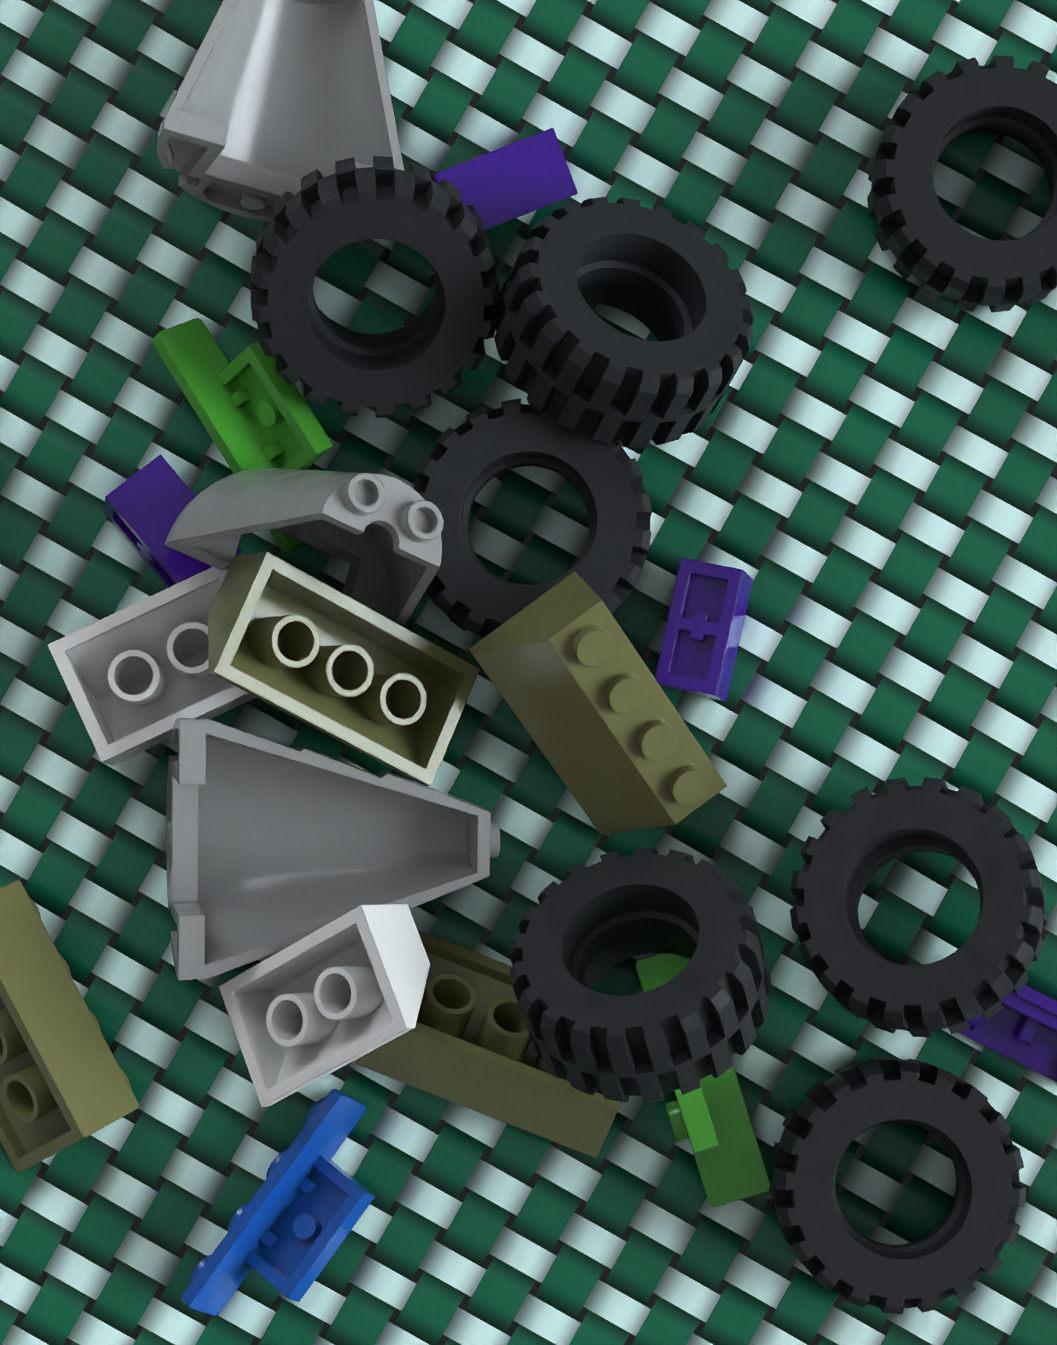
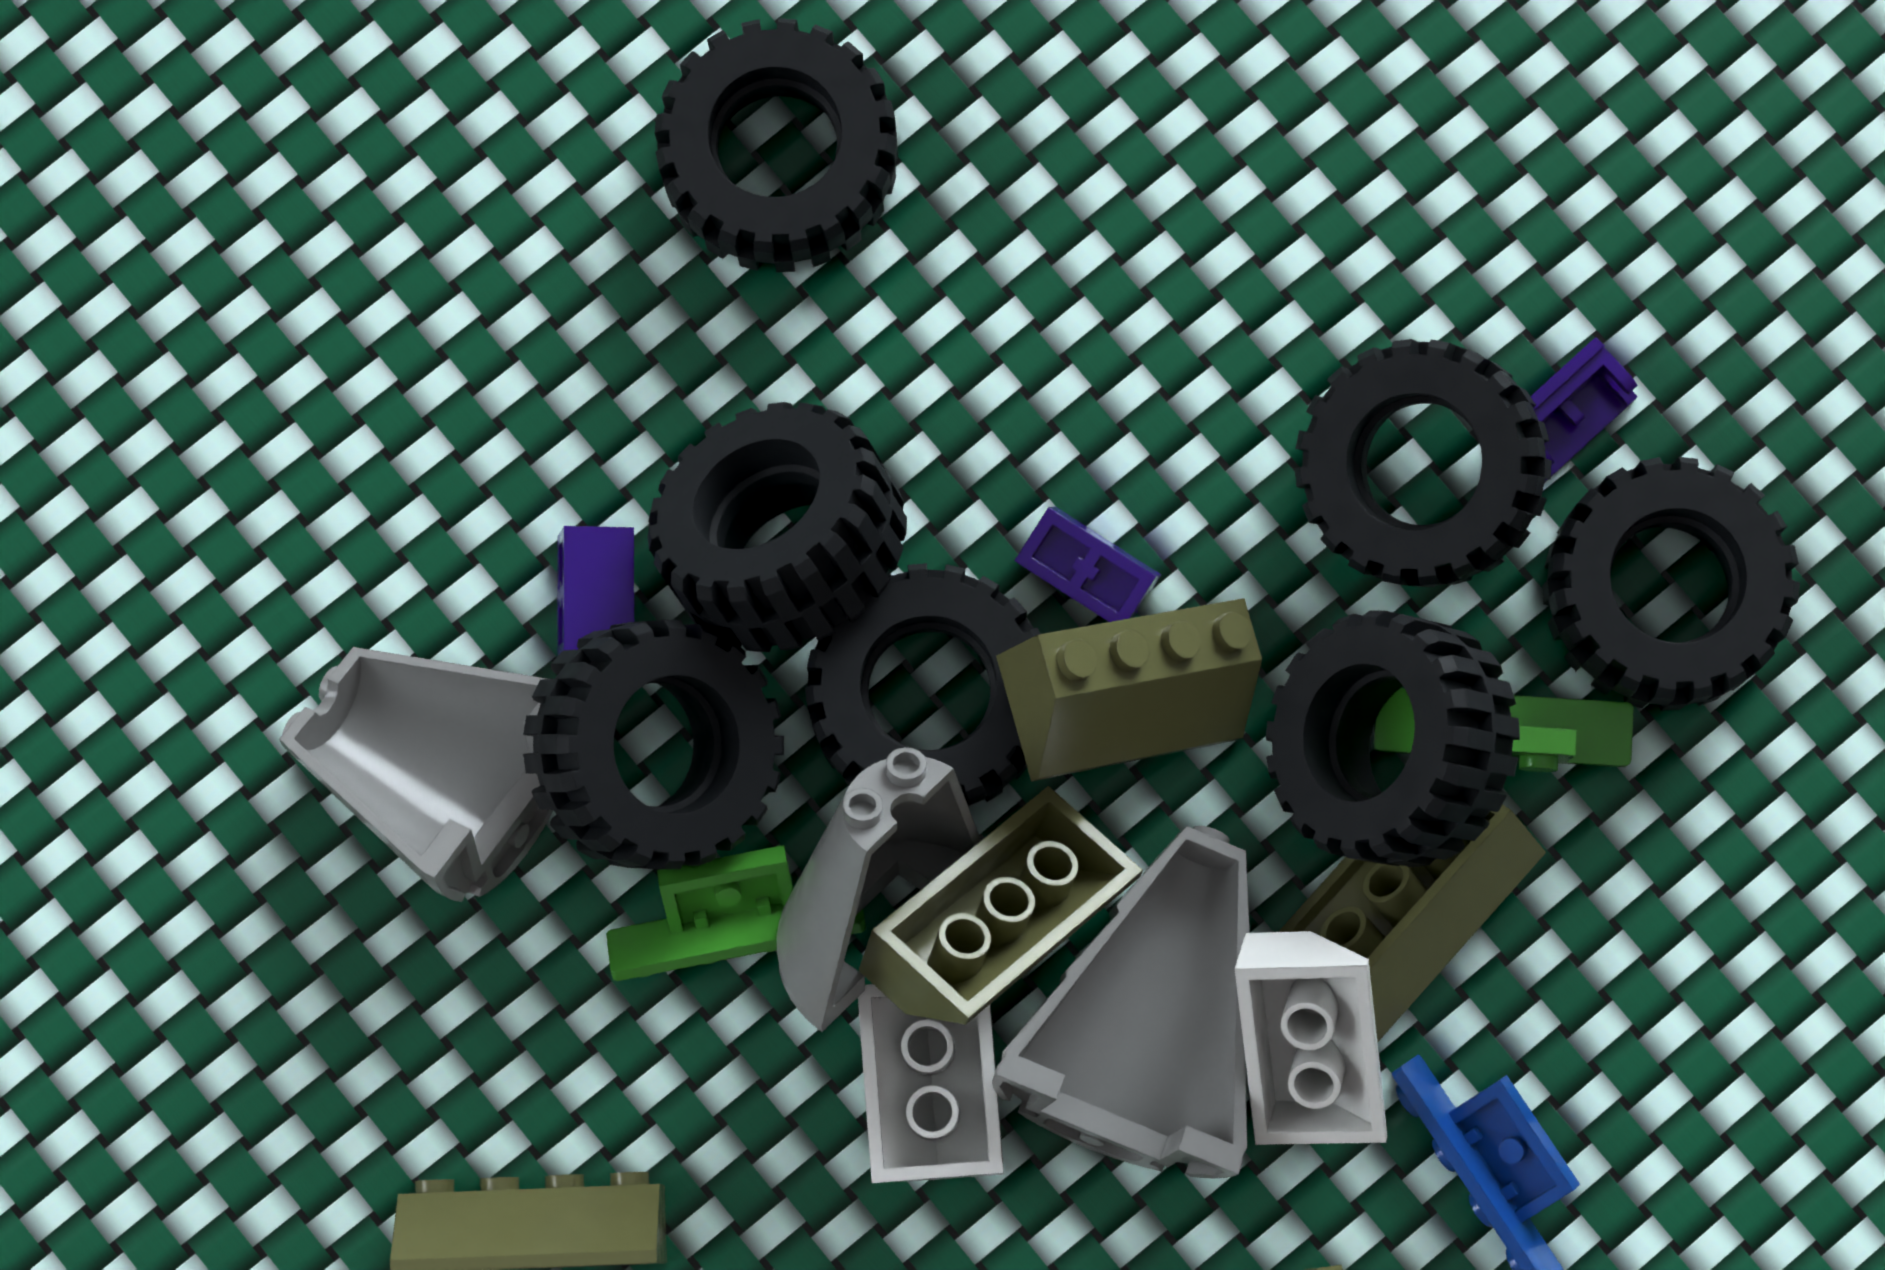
camera: 65 degrees left, 5 degrees down
(145, 513) = (785, 1046): dark purple hinge -> none

